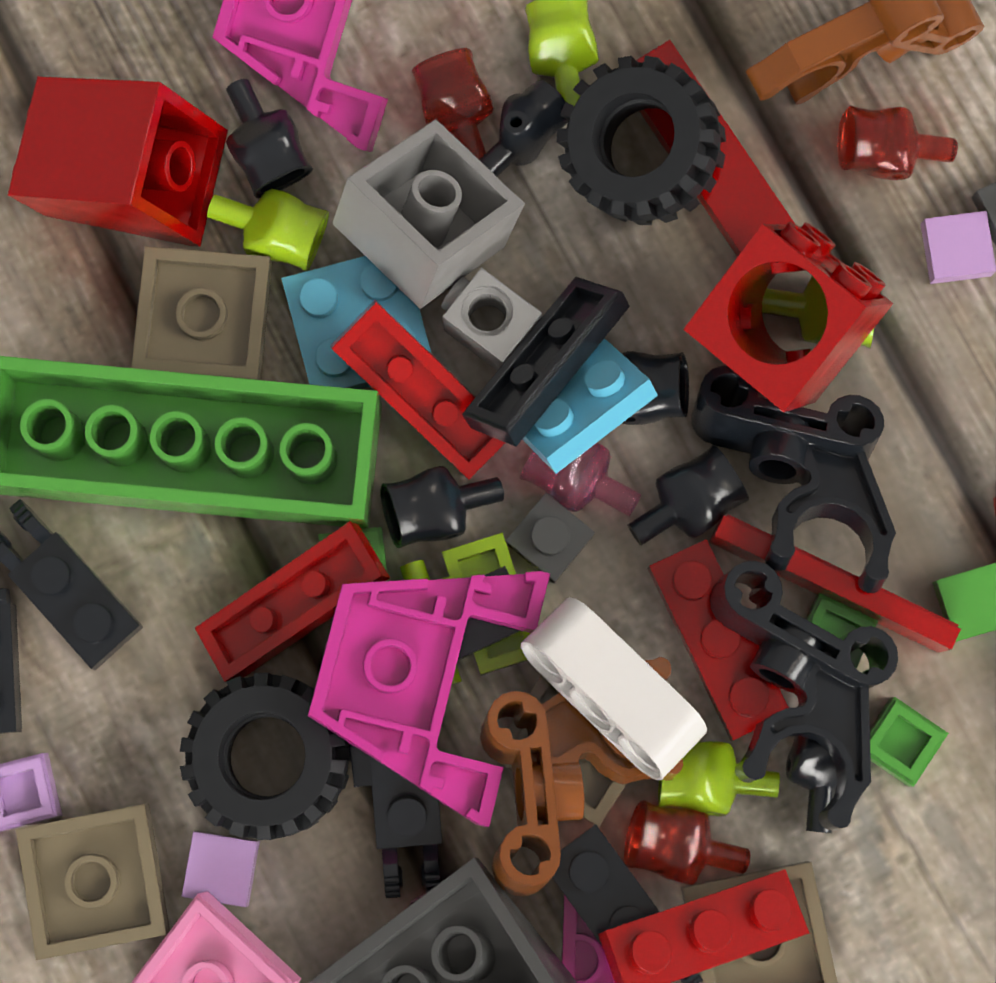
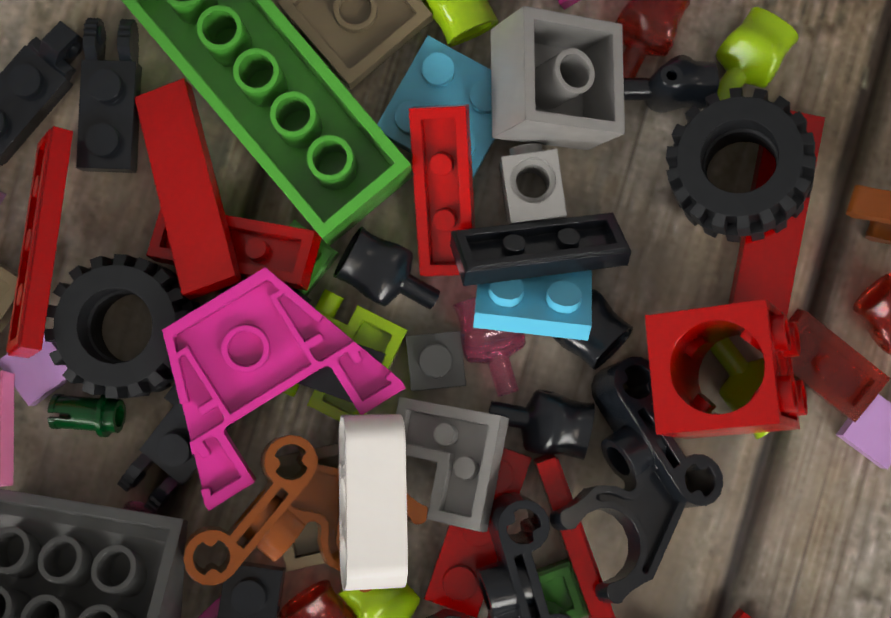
camera: 45 degrees right, 5 degrees up
(128, 756) = (39, 244): none -> red tile
(207, 592) = (187, 190): none -> red tile
(302, 864) = (87, 413): none -> dark green pin
(654, 583) = (467, 454): none -> light grey plate
(875, 231) = (835, 368): none -> clear red plate

